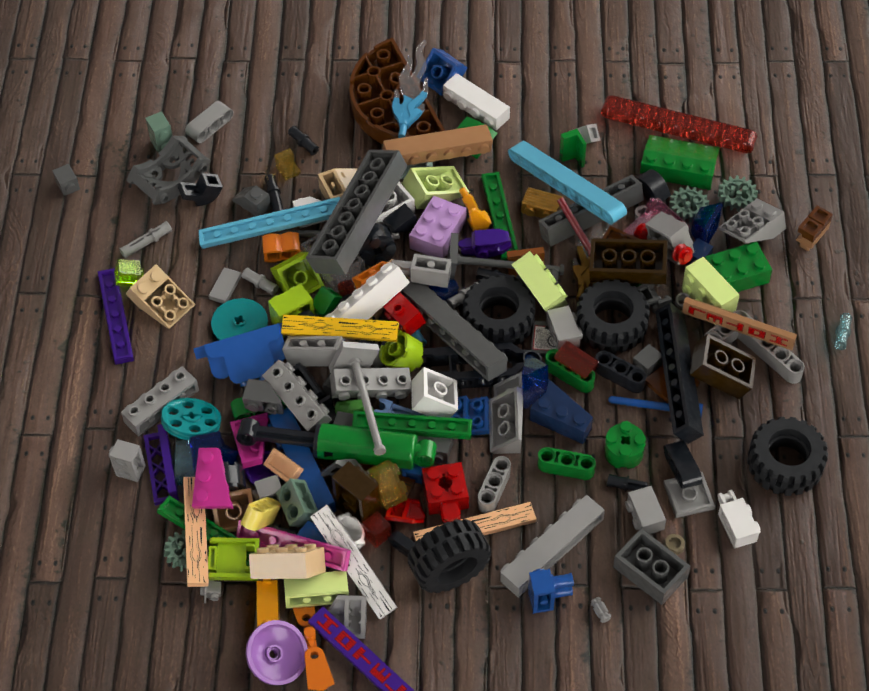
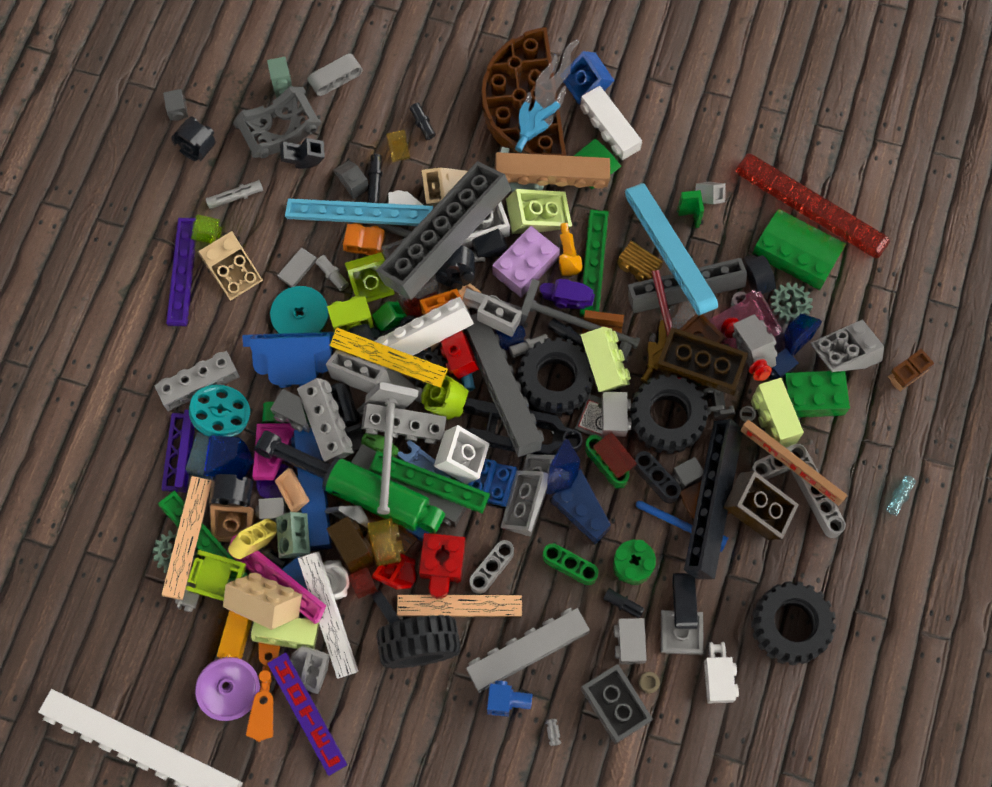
camera: 15 degrees right, 15 degrees up
(93, 201) = (194, 139): none -> black brick
(127, 460) = (145, 440): light grey brick -> none
(210, 481) = (212, 494): dark pink wing -> none
(732, 187) = (856, 306): sand green gear -> none

